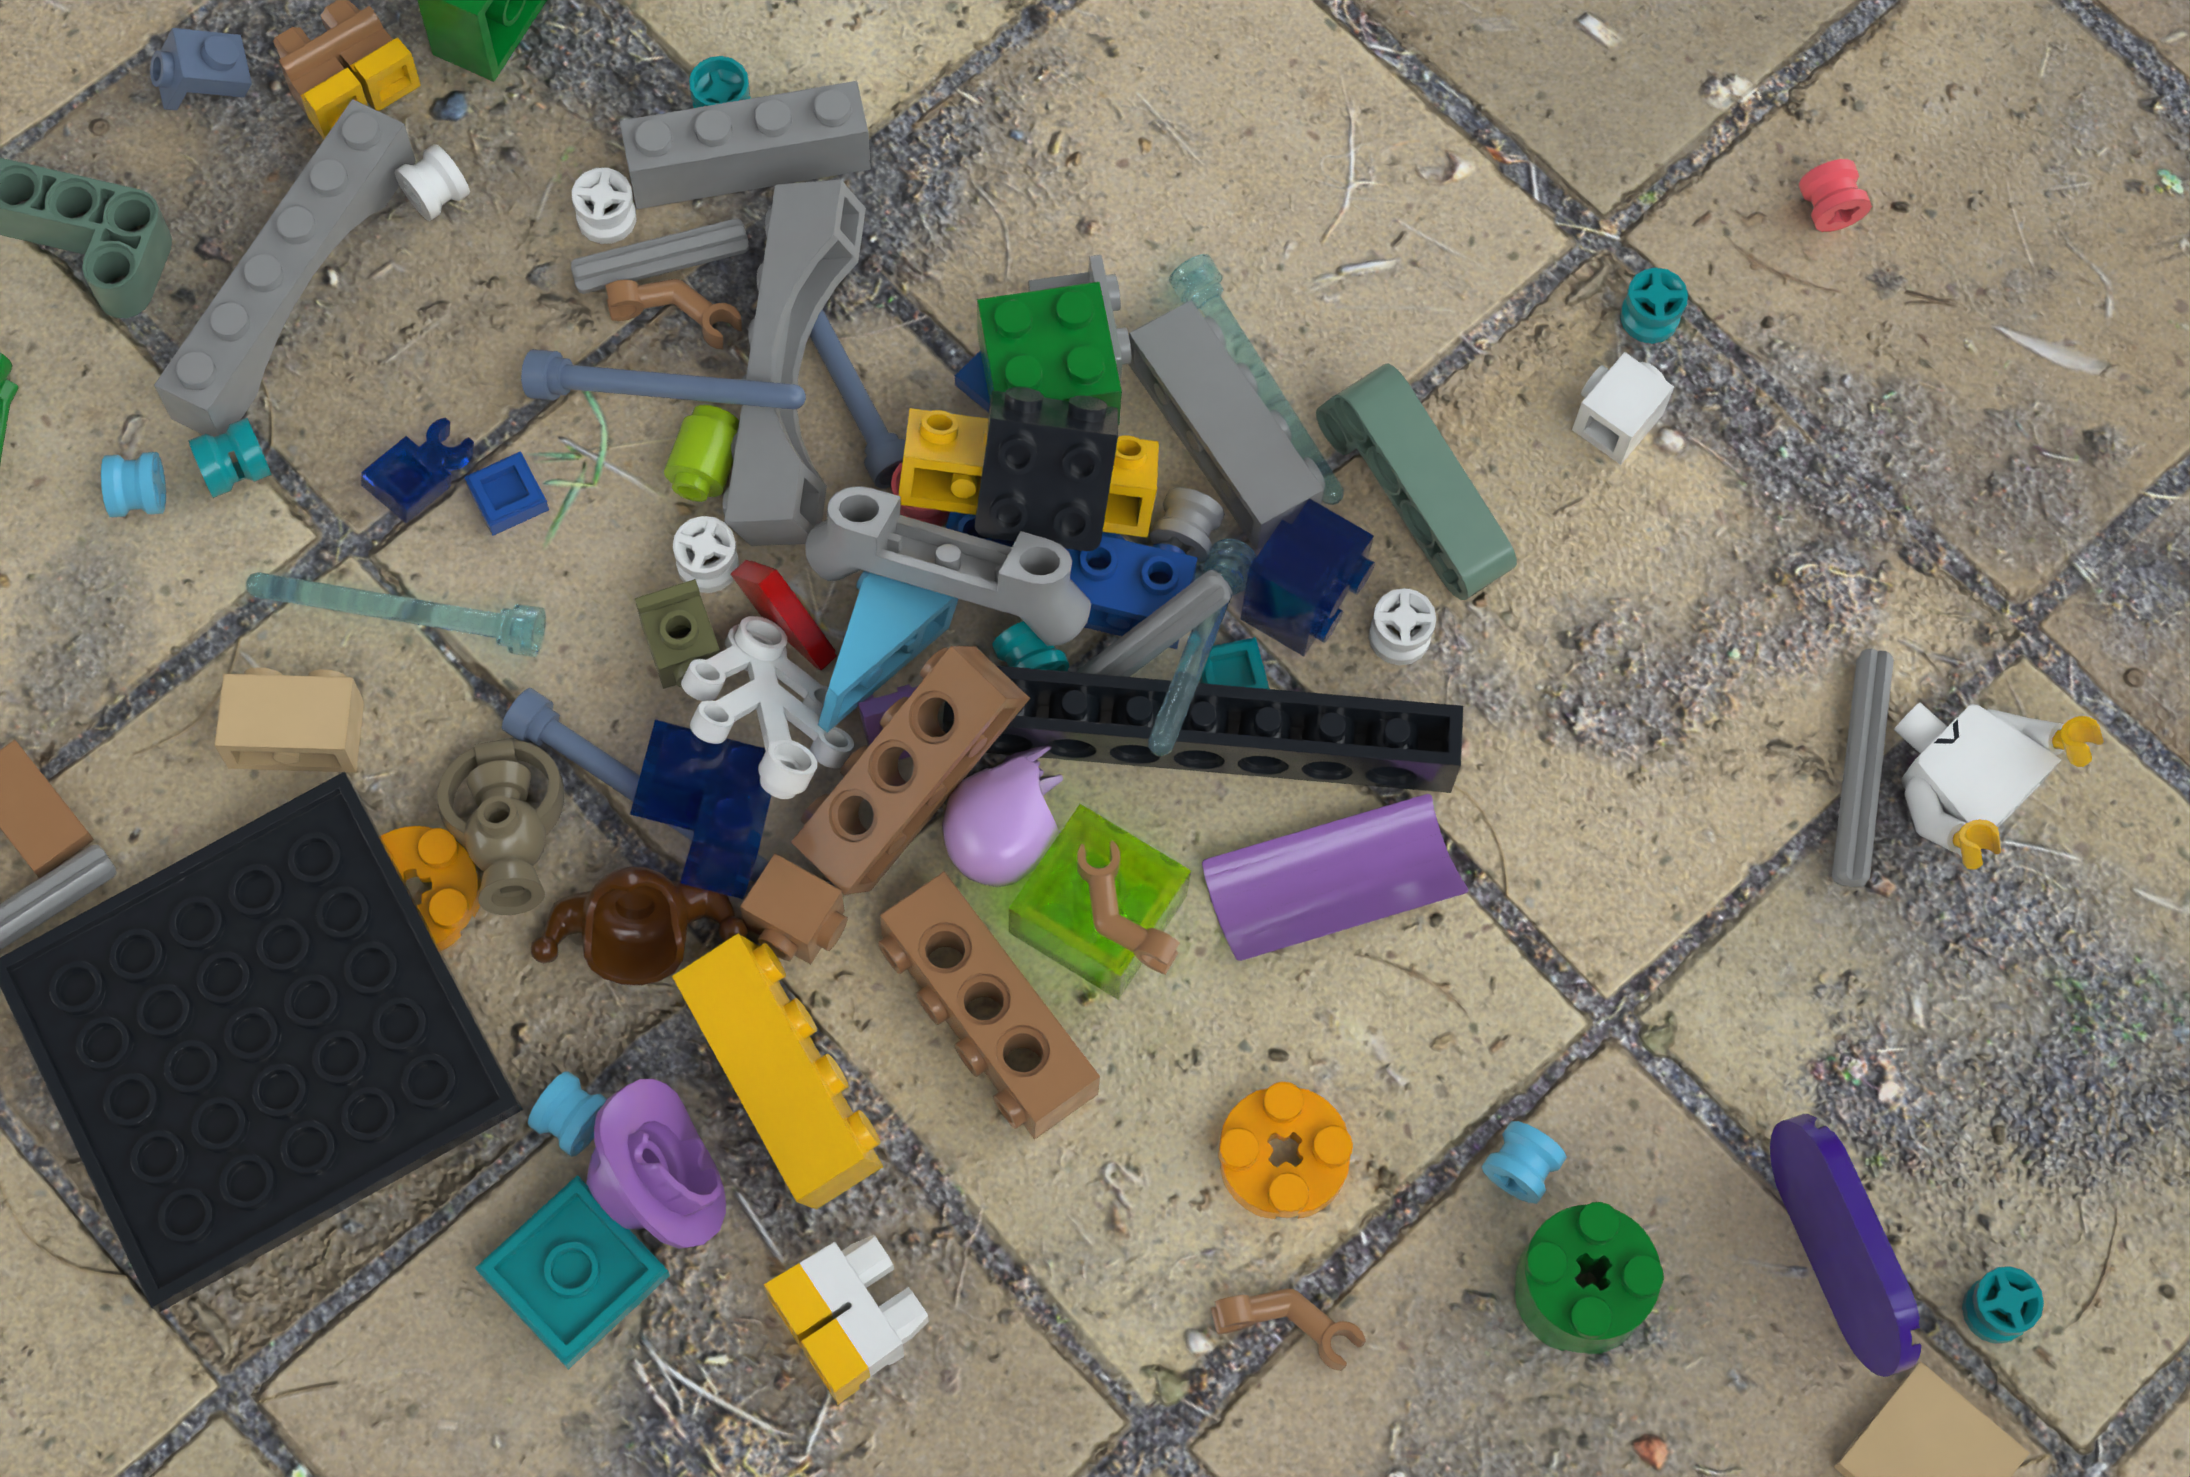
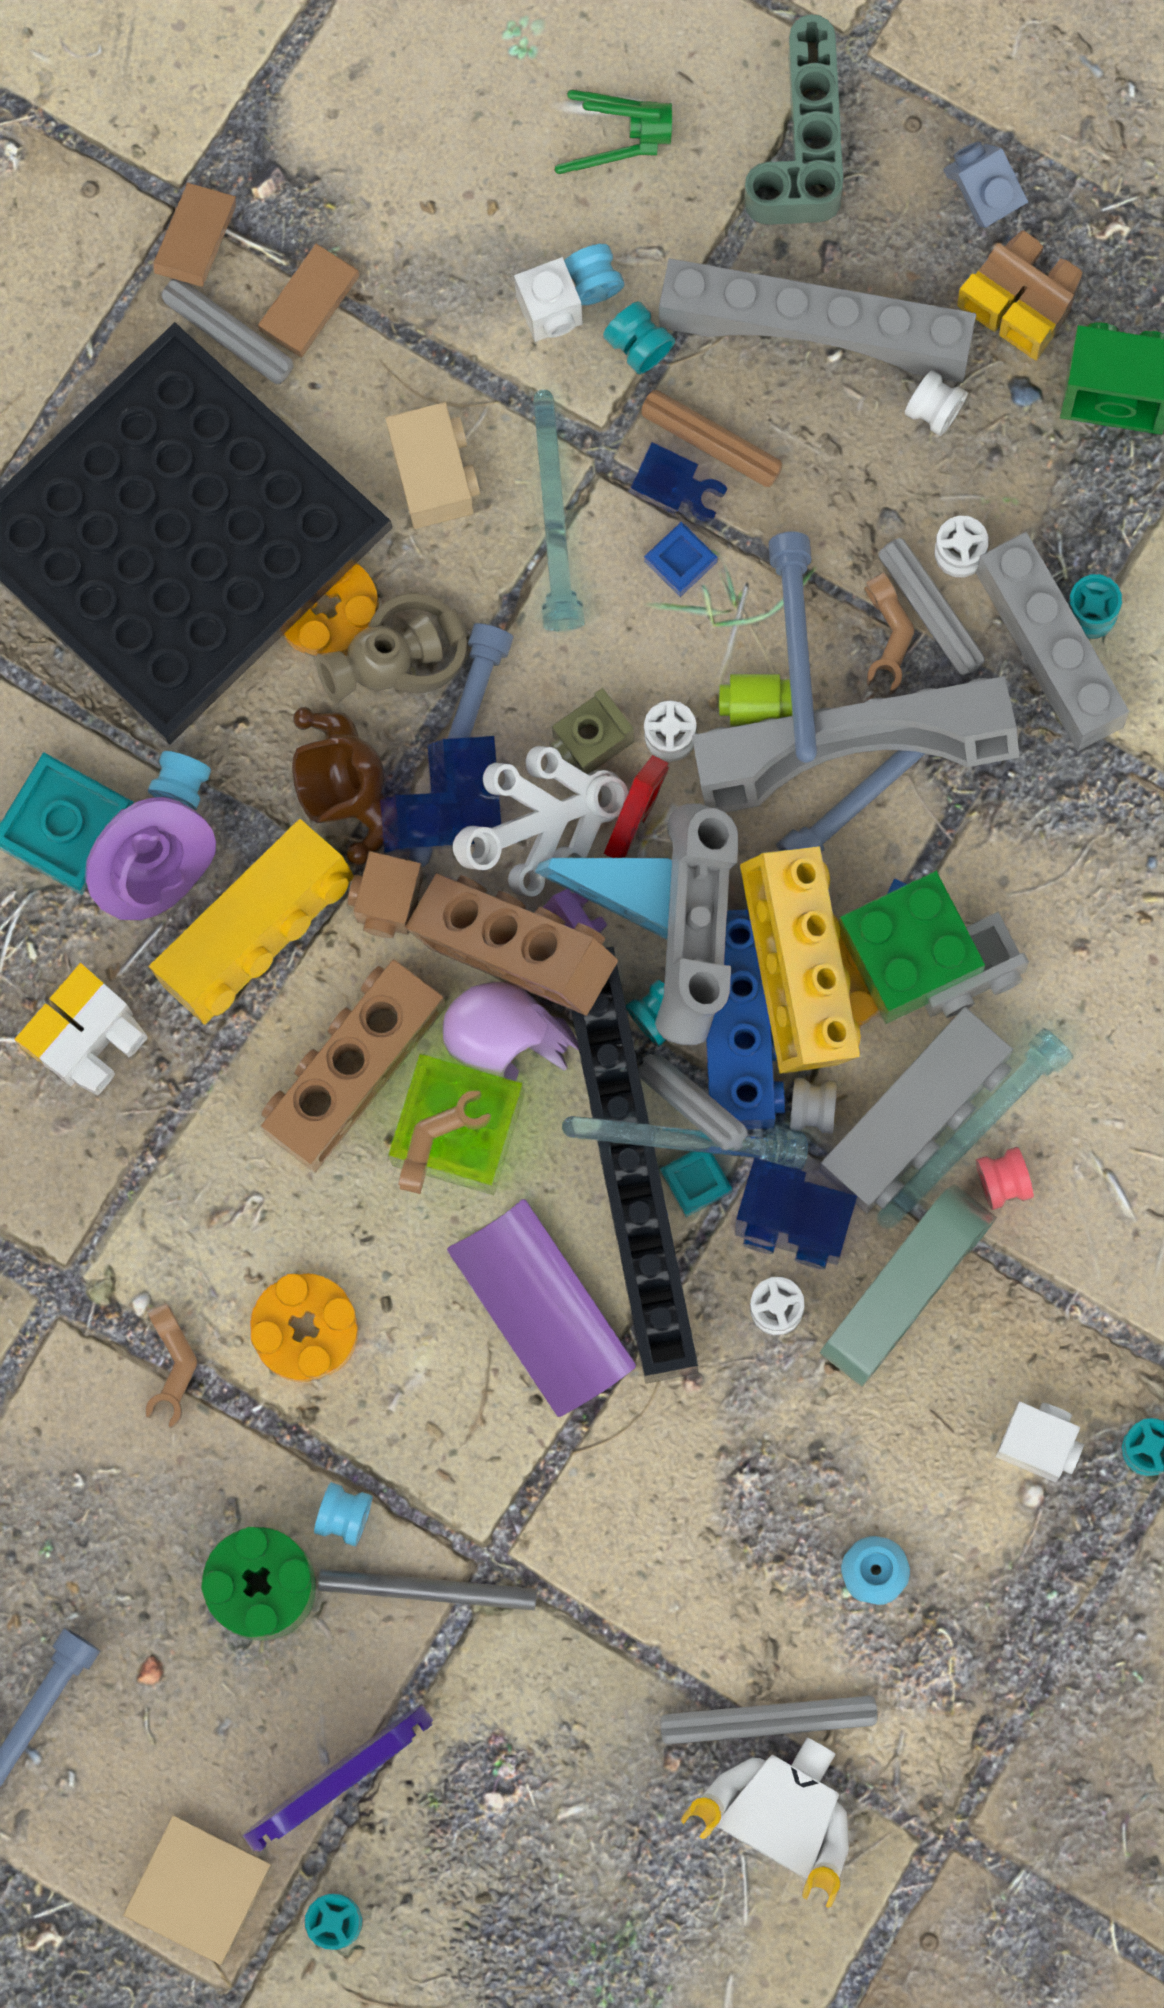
camera: 85 degrees right, 10 degrees up
(145, 537) = (548, 300): none -> white brick
(377, 421) = (711, 438): none -> medium nougat axle
(1047, 468) = (797, 969): black bracket -> none
(1324, 359) = (1004, 1178): none -> coral wheel
(1632, 1089) = (427, 1589): none -> flat silver bar
(1718, 629) = (875, 1588): none -> medium azure plate

